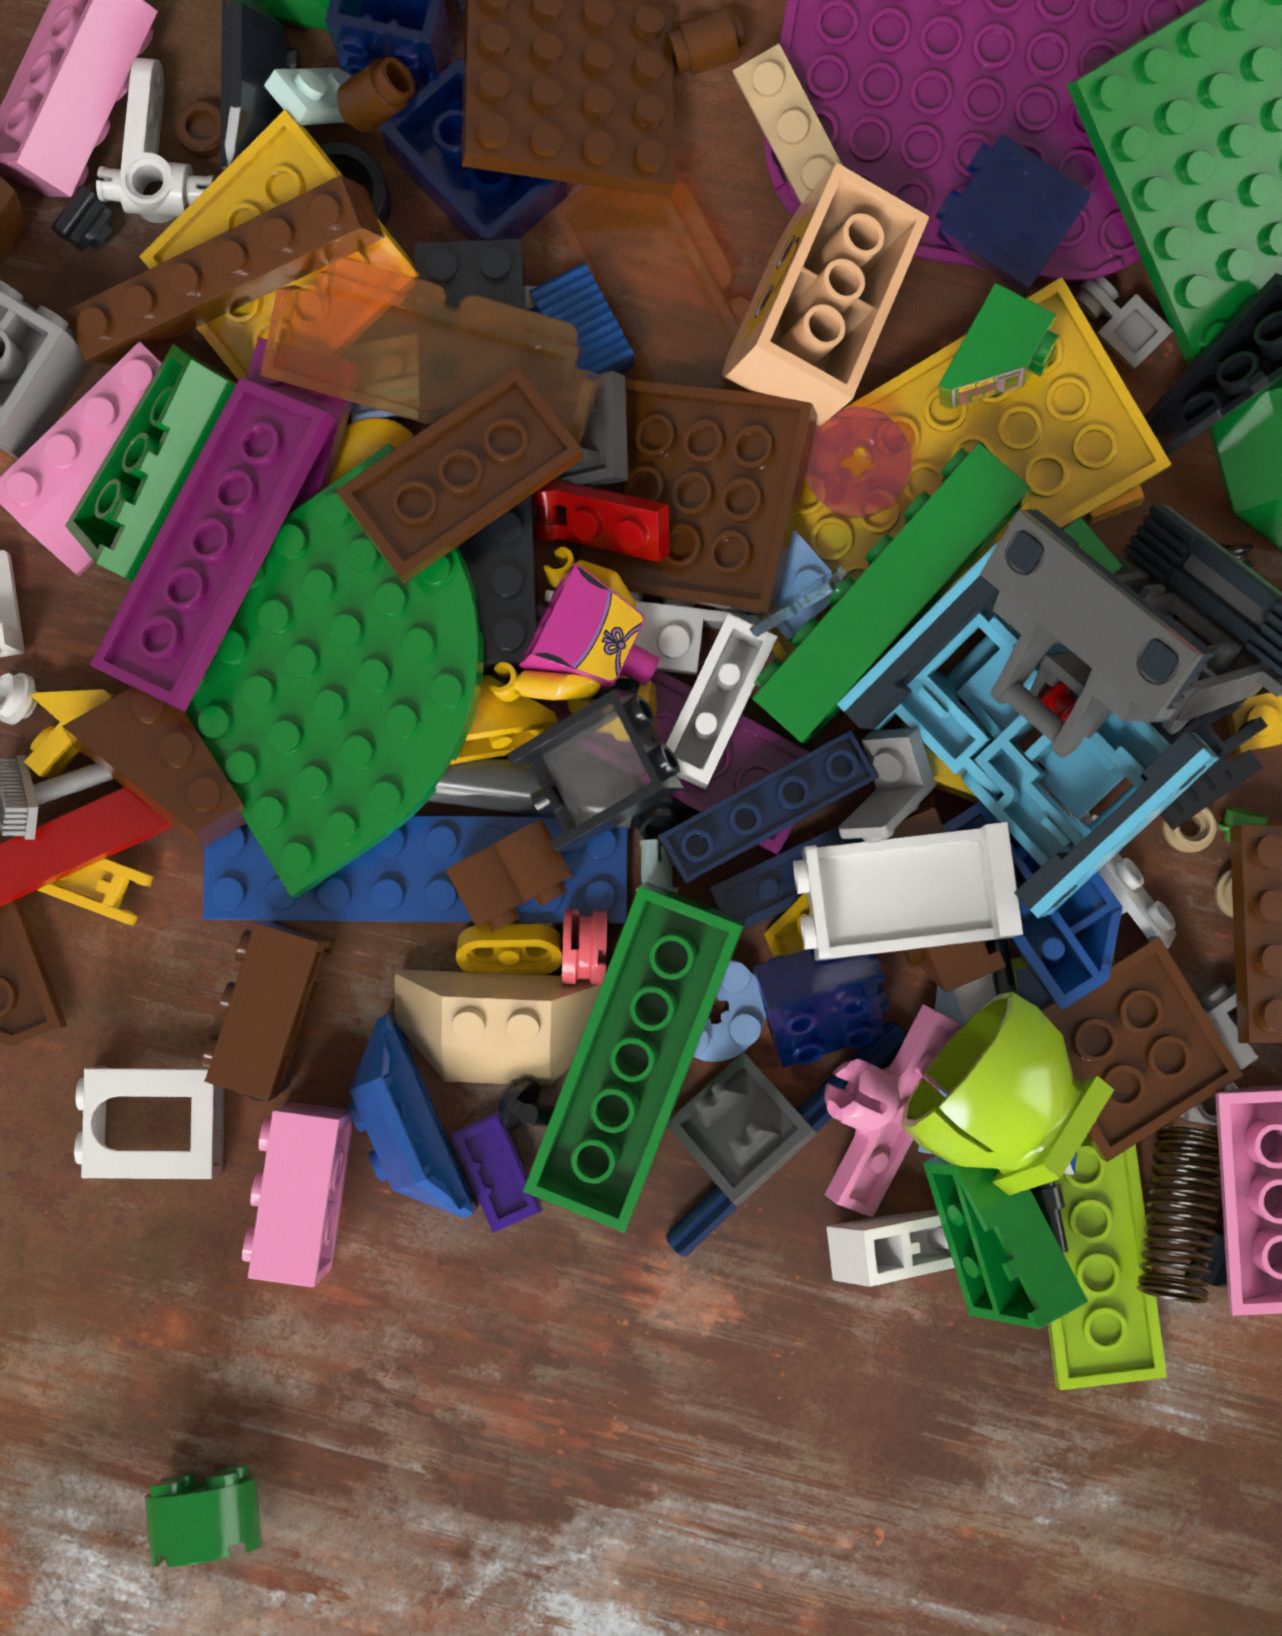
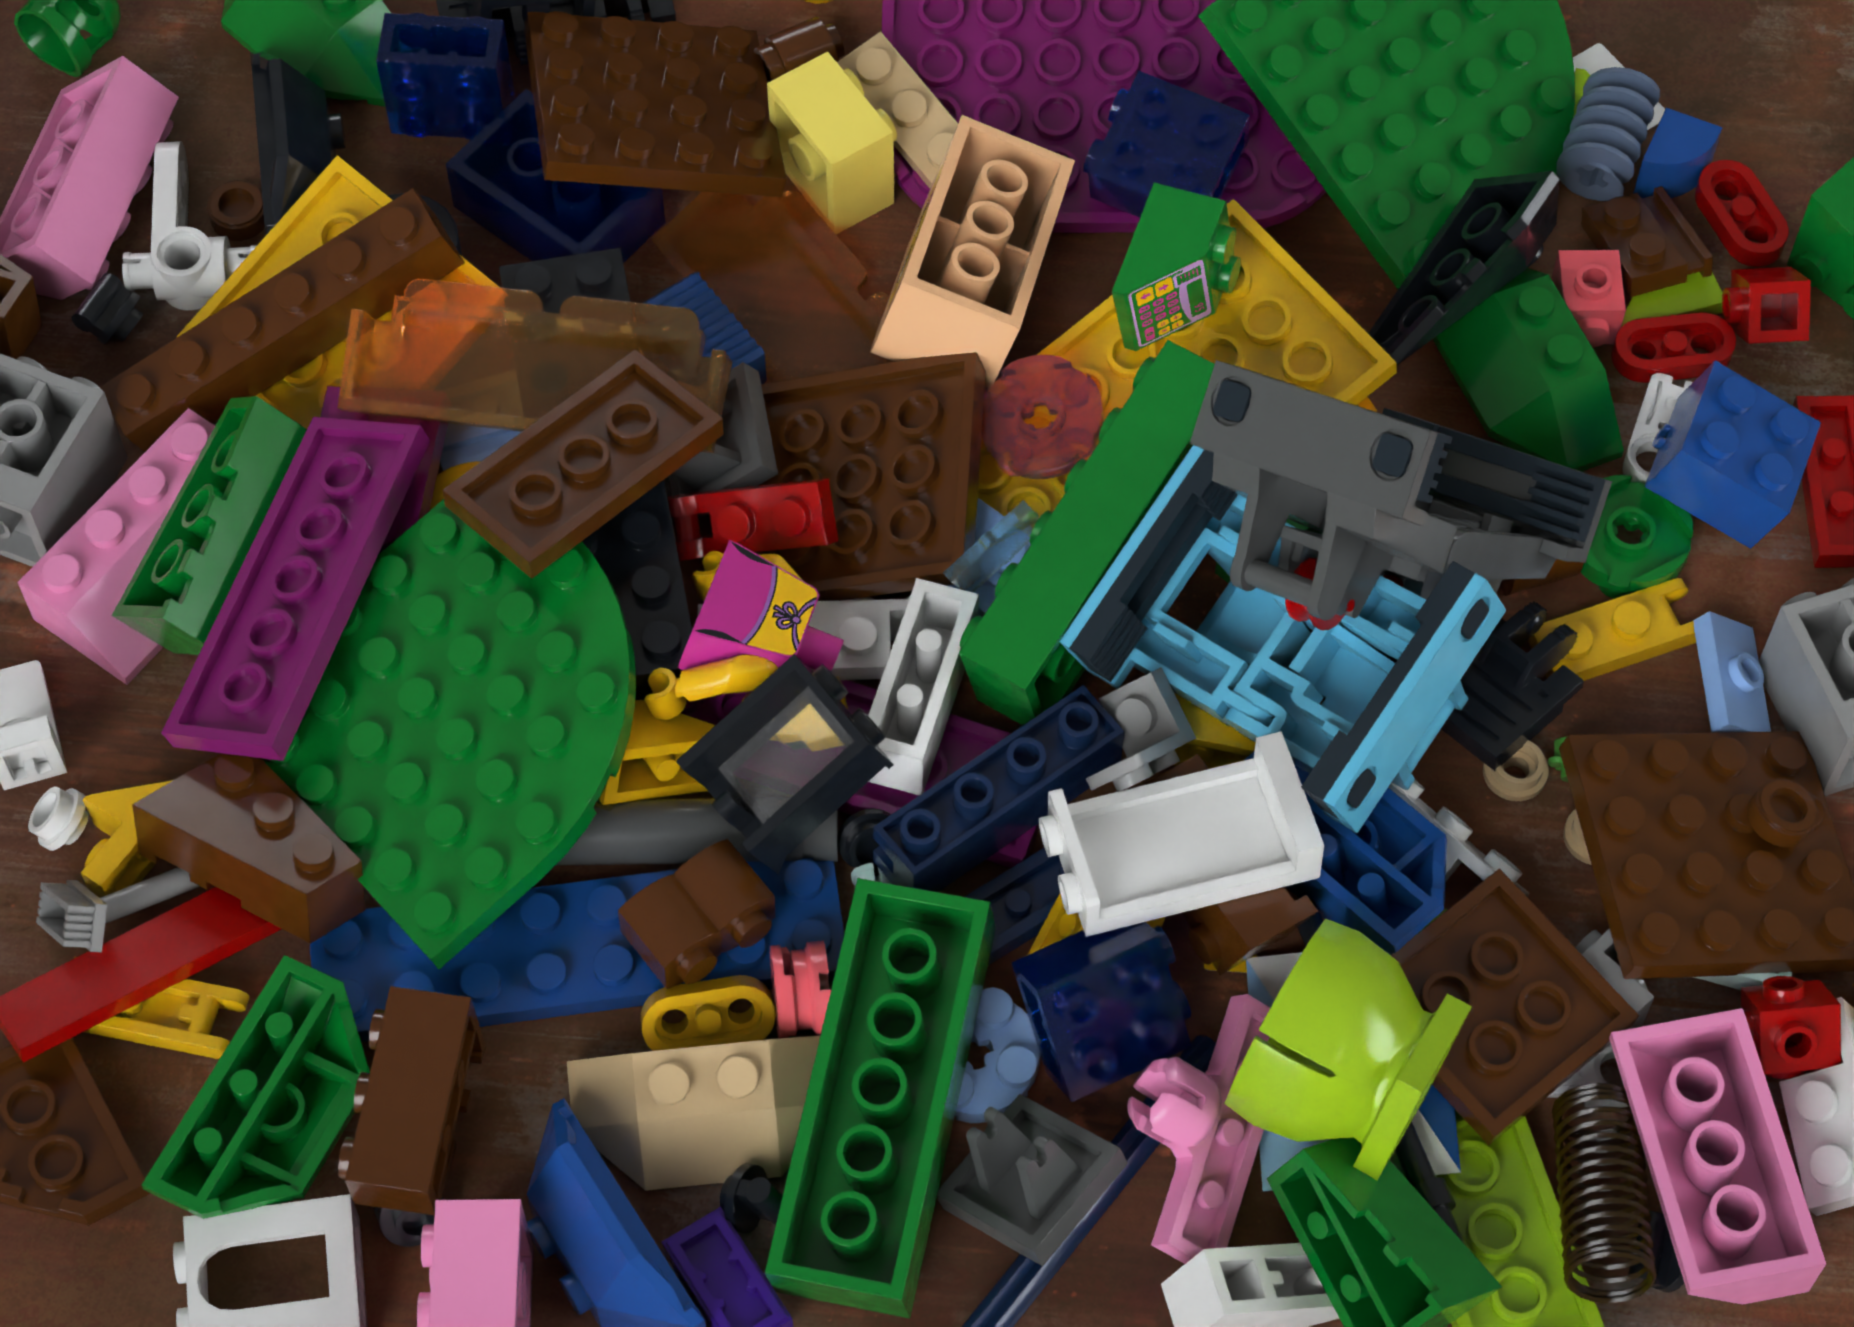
camera: 10 degrees left, 25 degrees down
(156, 986) = (269, 1102): none -> green wedge
(308, 93) = (371, 150): light aqua plate -> none
(375, 93) = (436, 133): reddish brown brick -> none
(722, 145) = (833, 141): none -> light yellow brick
(1131, 331) = (1332, 260): light grey plate -> none

